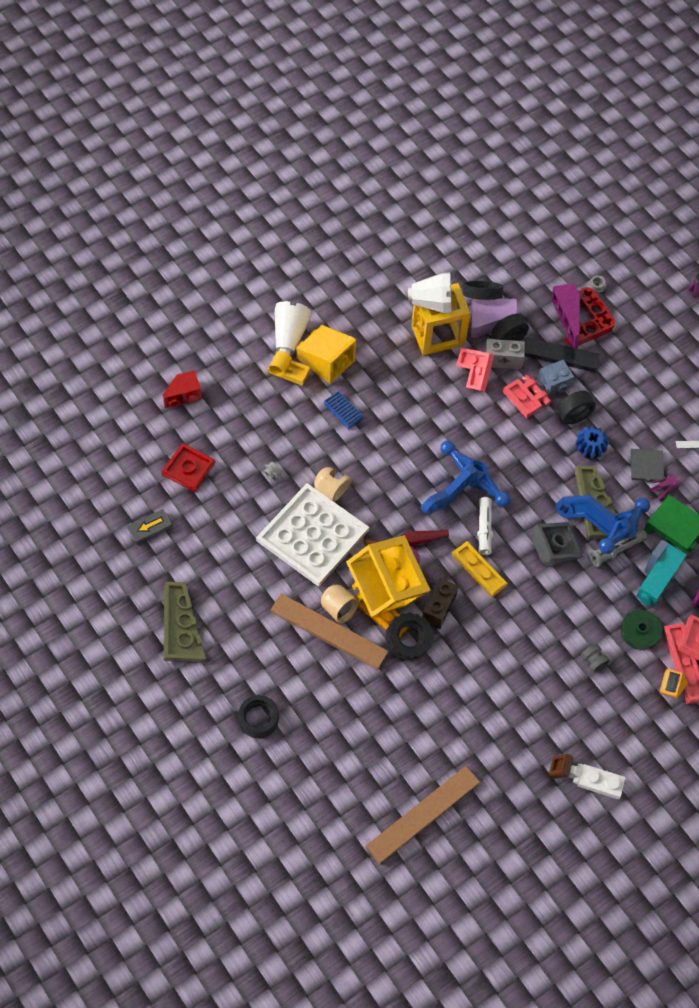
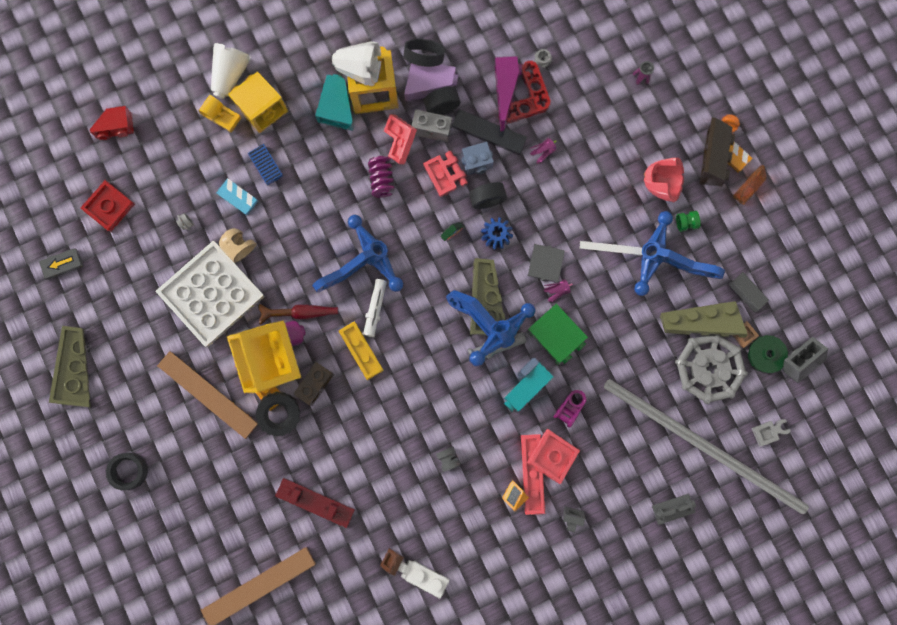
camera: 10 degrees right, 20 degrees up
(321, 442) = (237, 197): none -> medium azure tile
(335, 598) = (217, 366): tan helmet -> none
(405, 347) = (334, 104): none -> teal slope
(464, 405) = (380, 175): none -> magenta piece
(465, 722) = (315, 502): none -> dark red hinge
(546, 446) = (452, 231): none -> dark green tile
(555, 543) = (438, 336): dark grey slope -> none
(622, 359) = (547, 146): none -> flat silver piece
(637, 638) = (509, 438): dark green plate -> none

